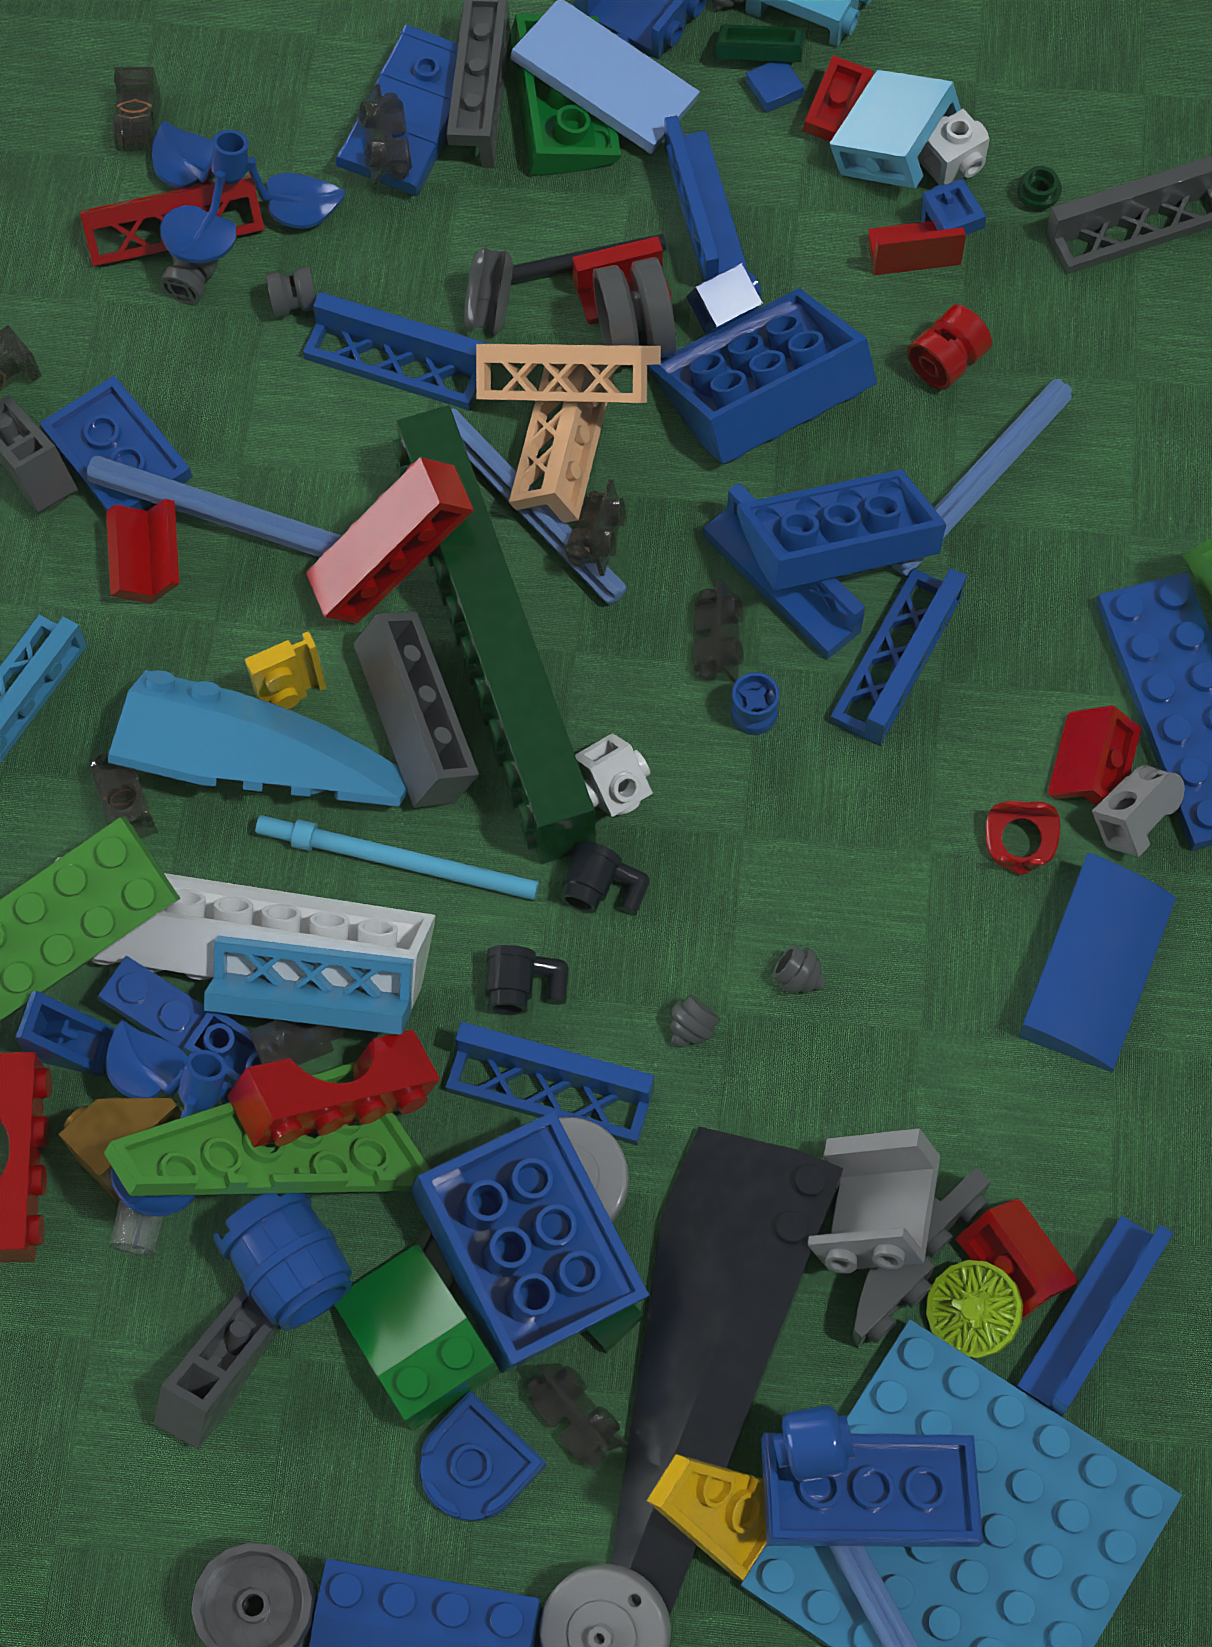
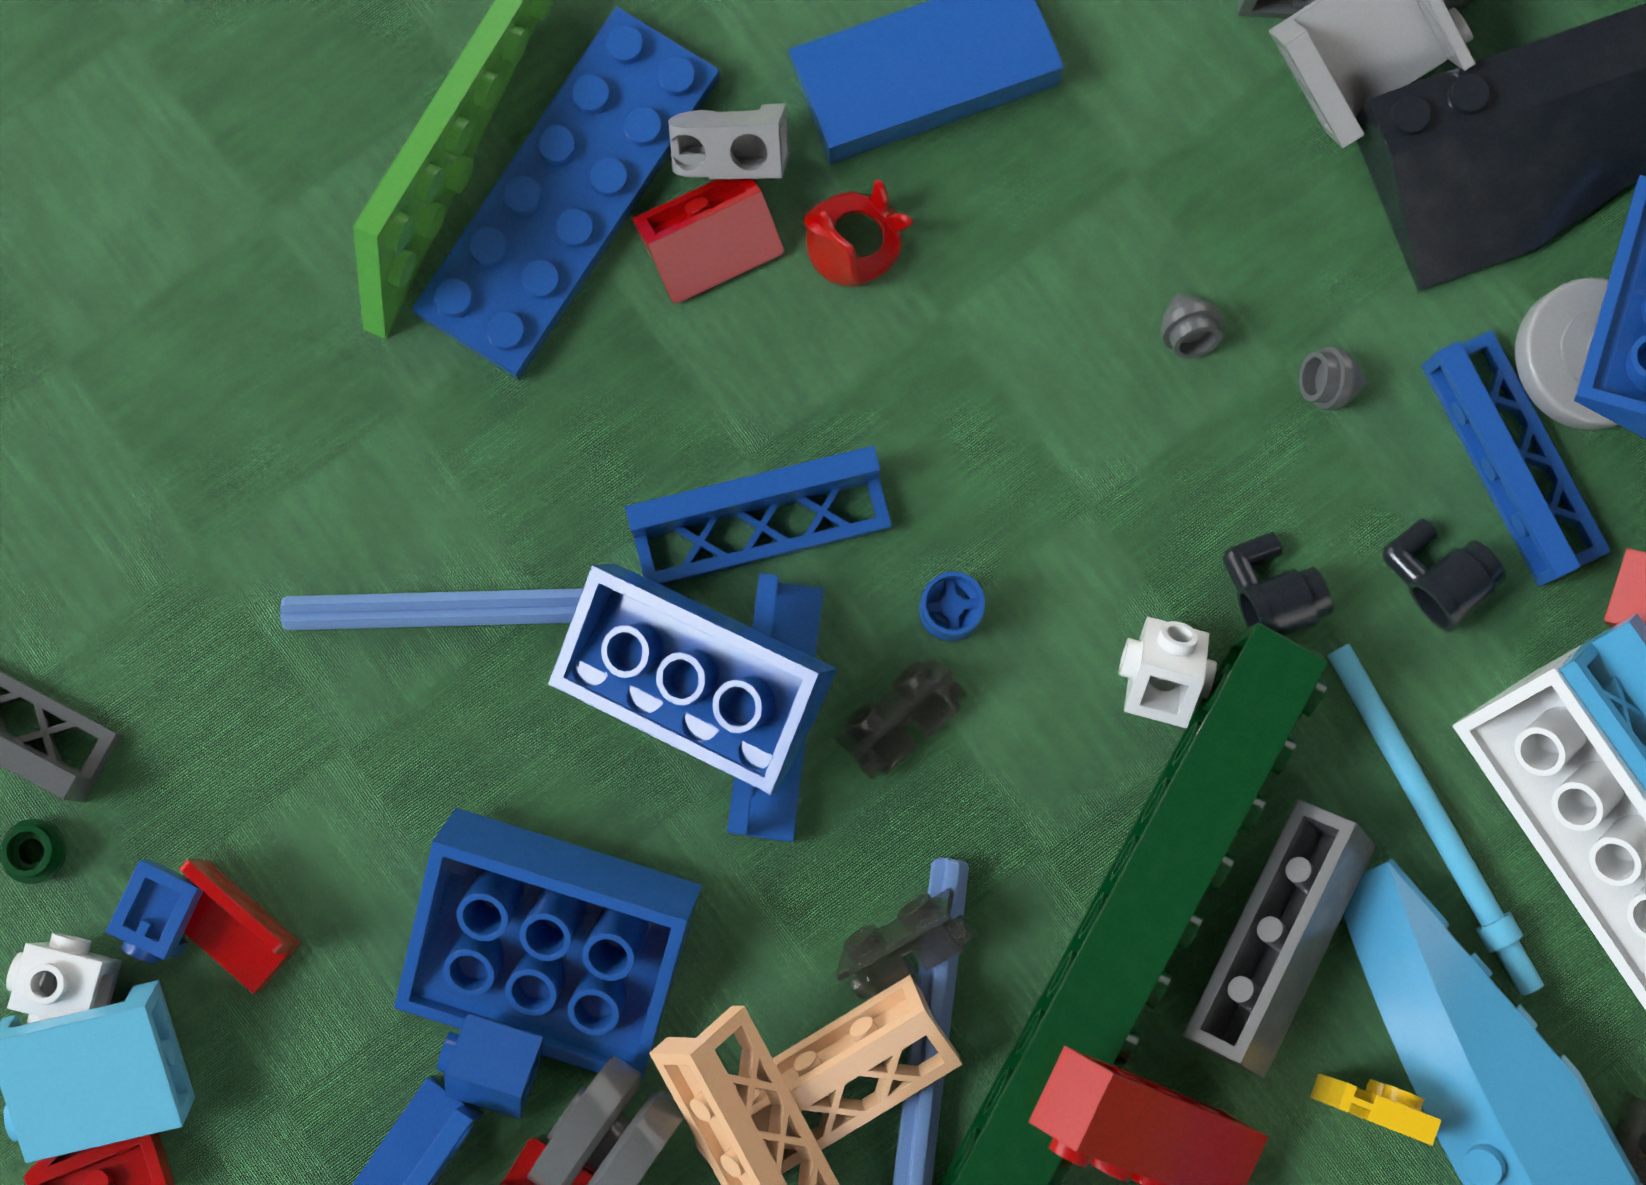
camera: 135 degrees left, 15 degrees up
(949, 347) = (320, 765): red wheel -> none

